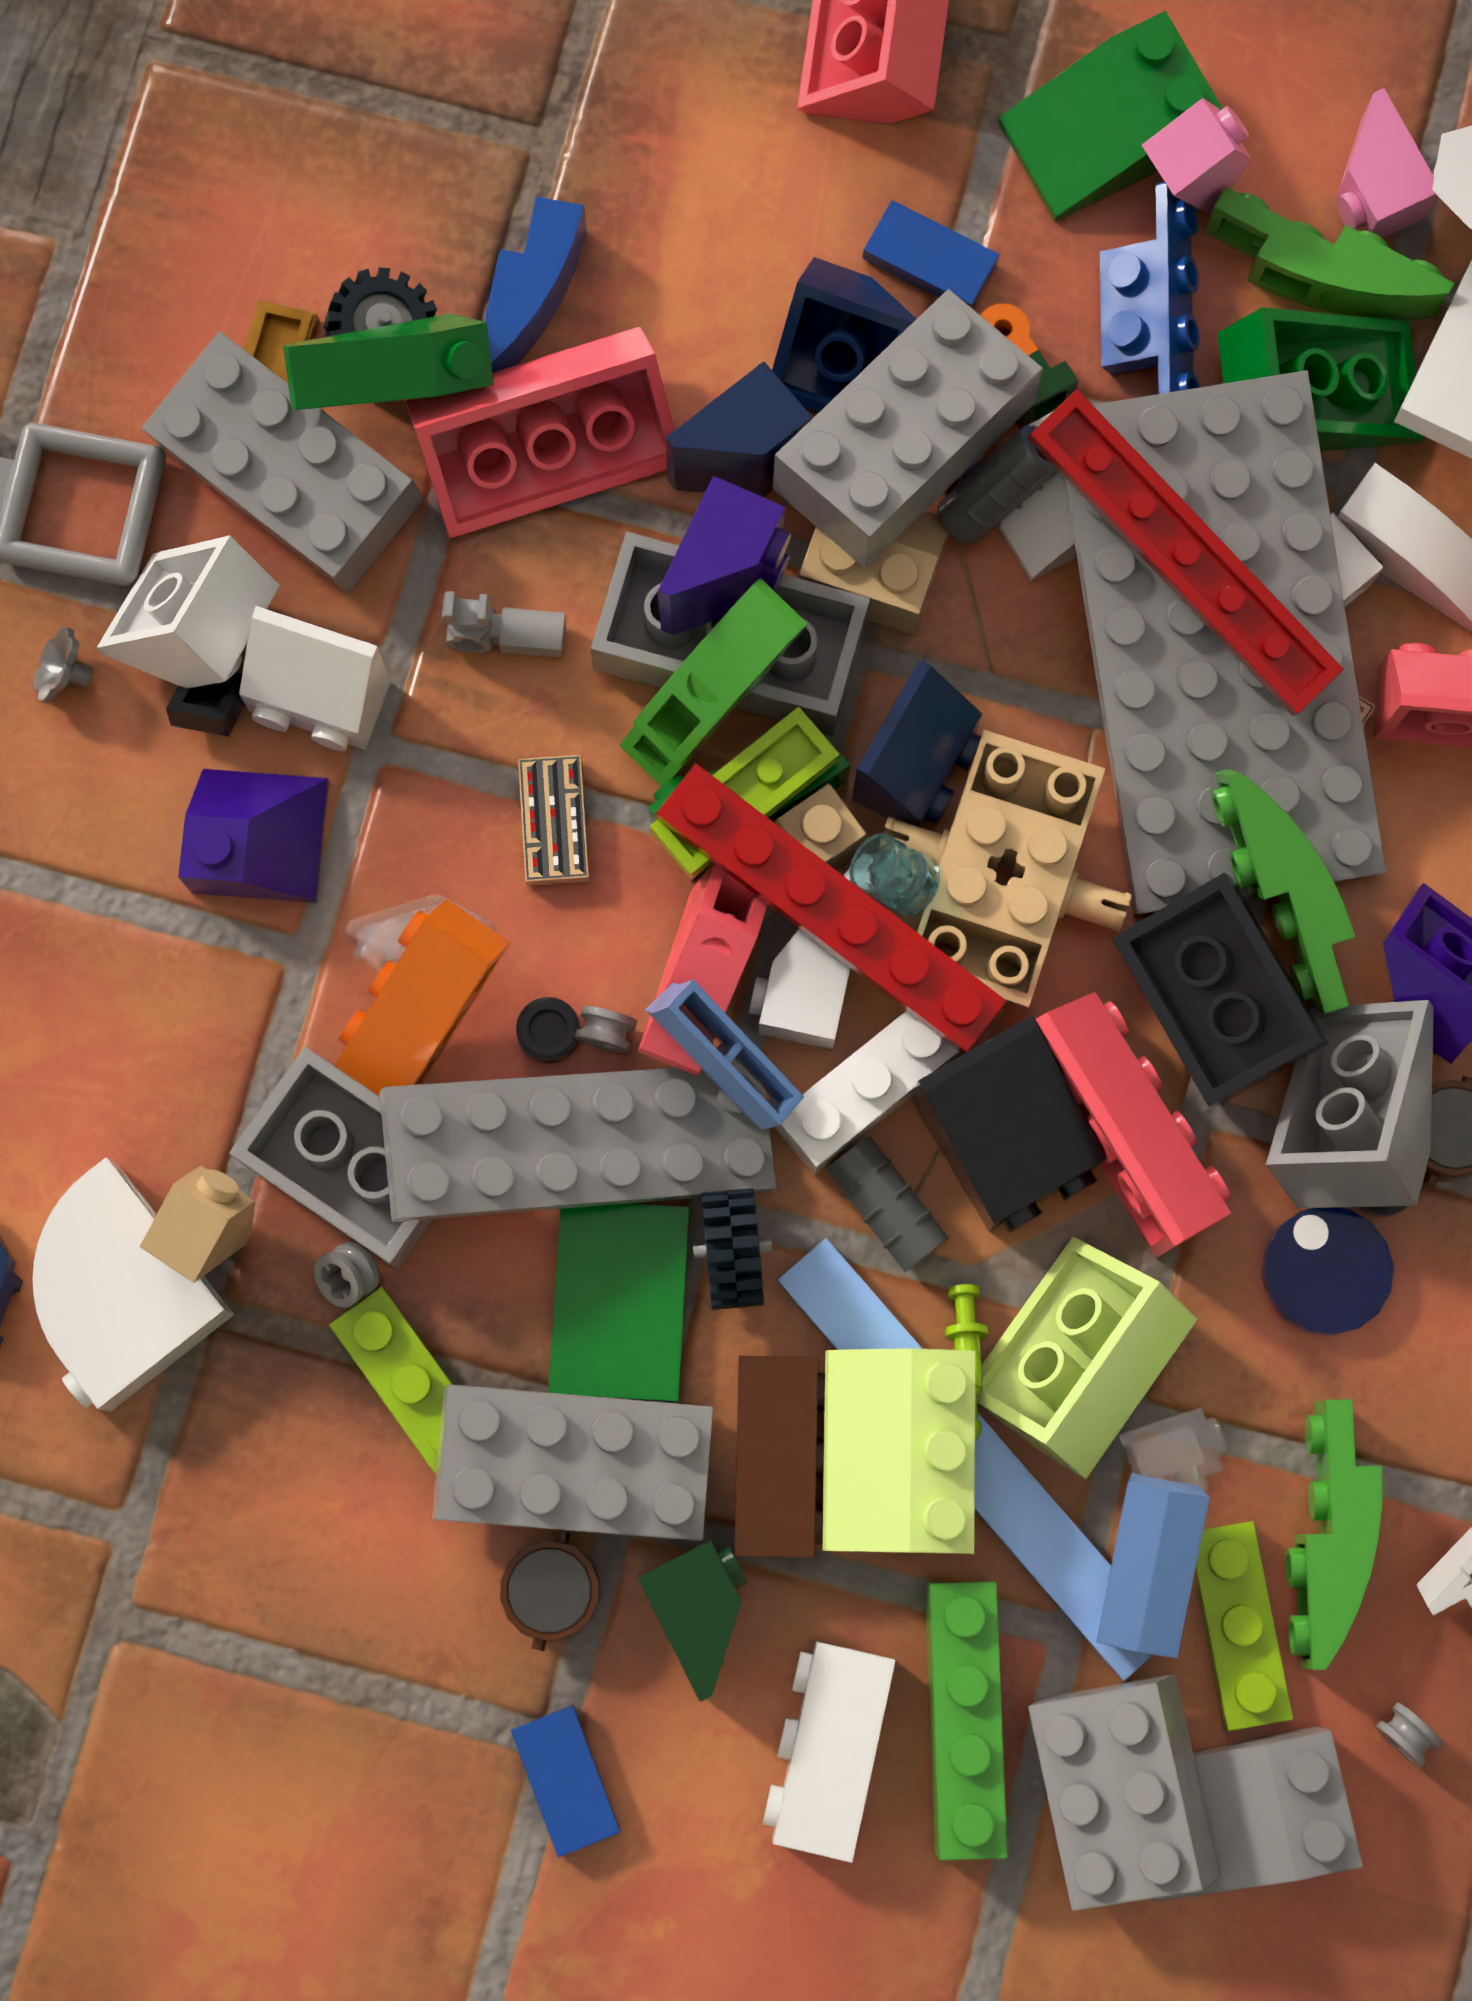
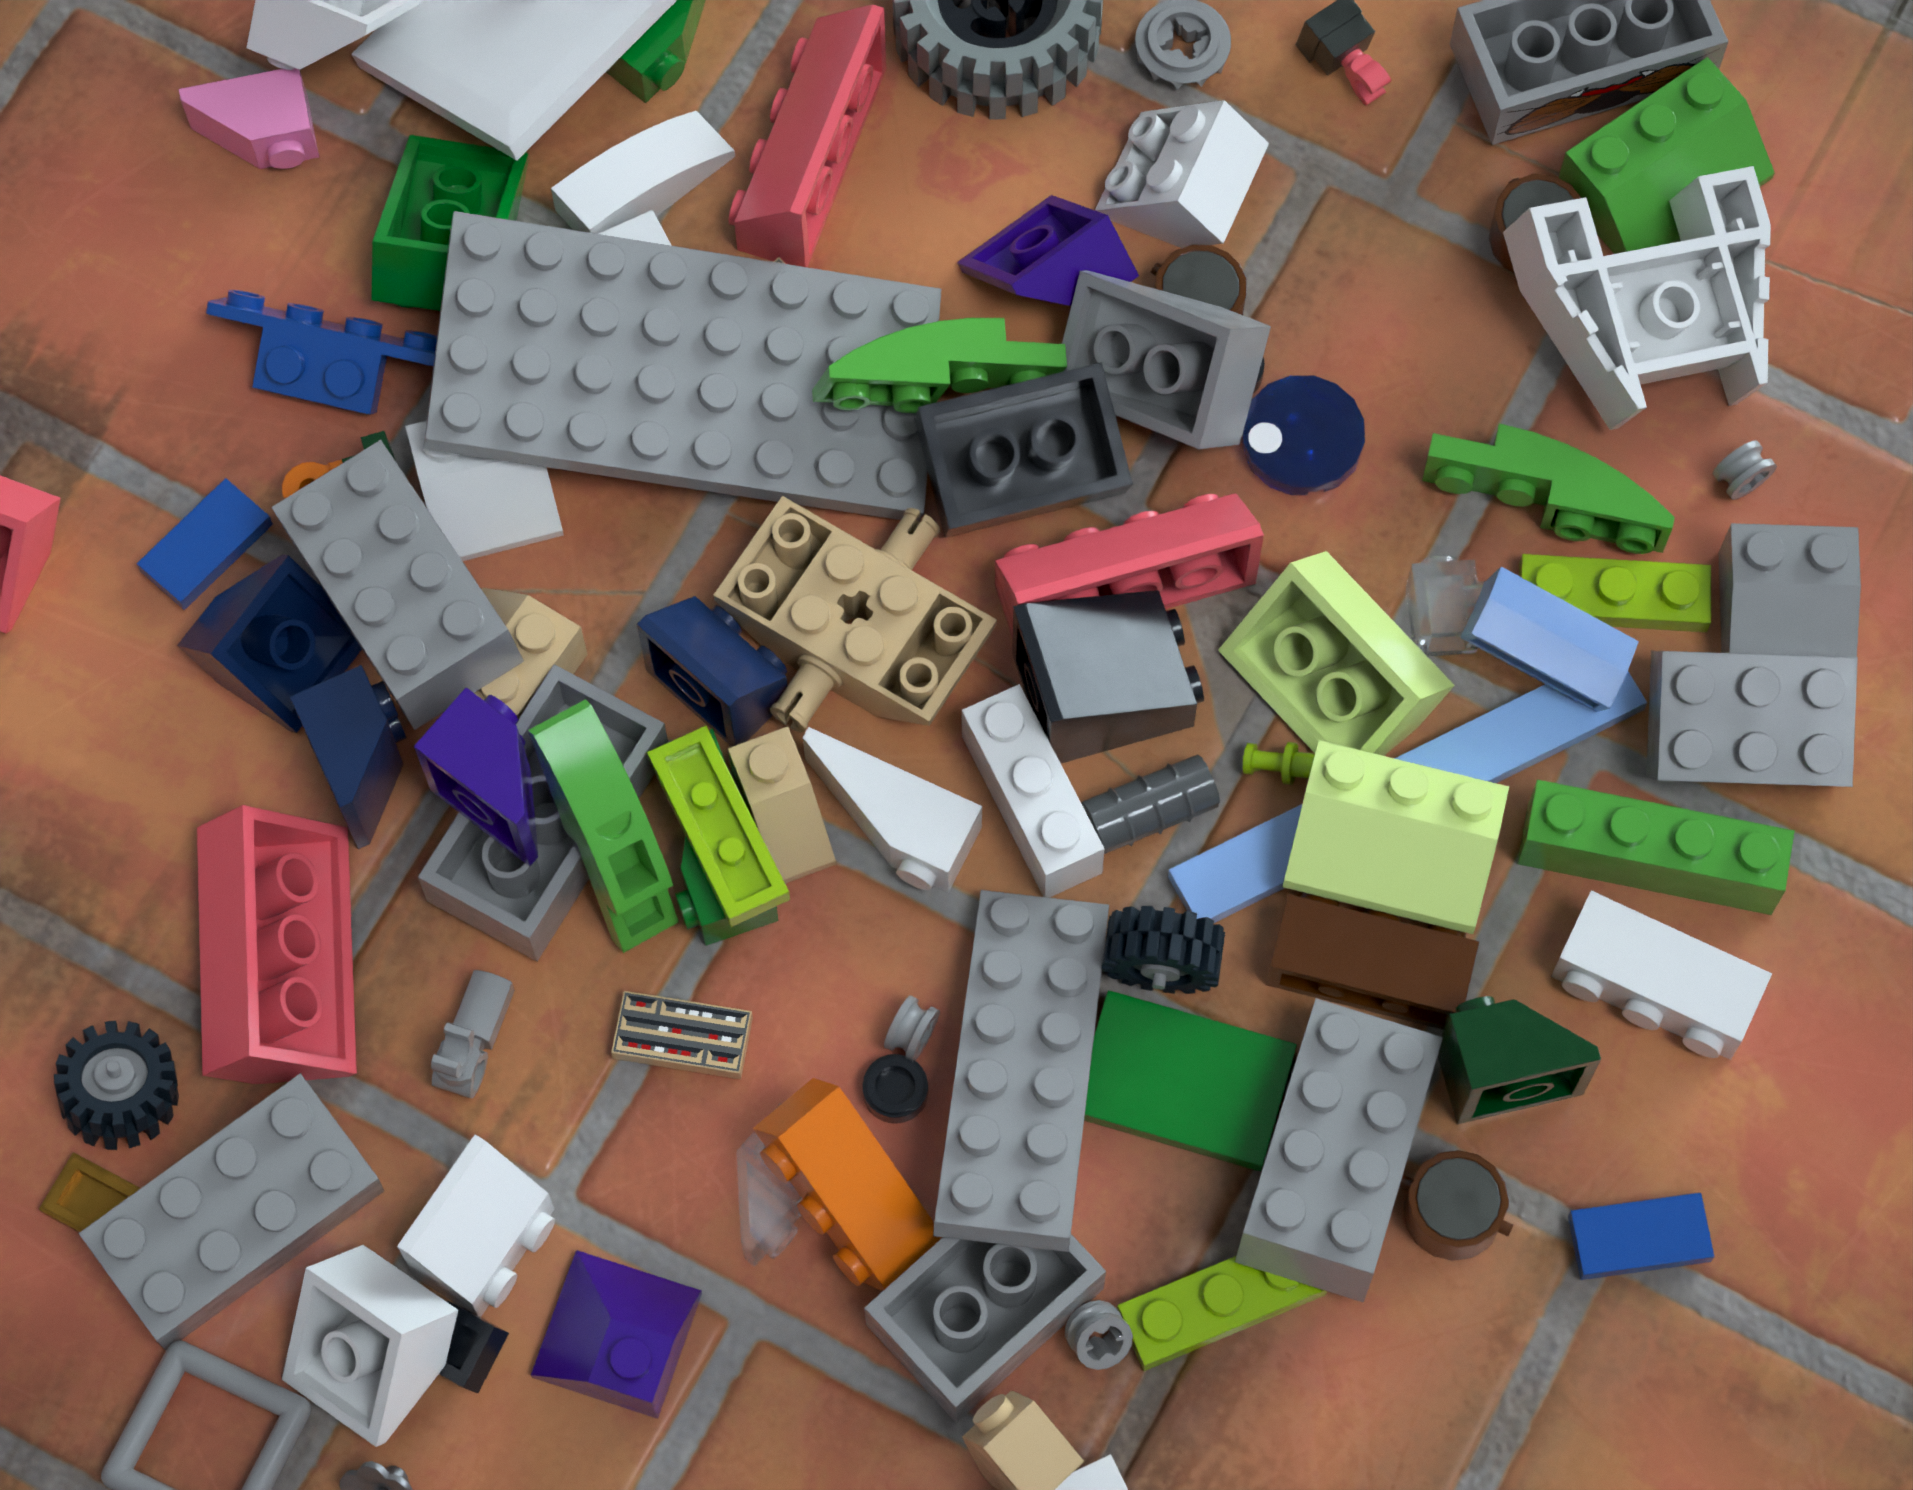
camera: 75 degrees left, 10 degrees down
(390, 363) = (172, 1061): green slope -> none
(533, 284) = (113, 927): blue slope -> none
(710, 949) = (874, 908): coral slope -> none
(717, 1061) = (977, 901): medium blue piece -> none
(830, 909) = (857, 769): red plate -> none
(894, 874) = (823, 707): clear light blue wheel -> none
(995, 488) = (470, 520): dark grey axle -> none
(1089, 123) = (120, 340): green slope -> none
(1185, 553) = (599, 361): red plate -> none
(1200, 153) = (196, 256): bright pink slope -> none
(1344, 278) = (347, 179): bright green slope -> none

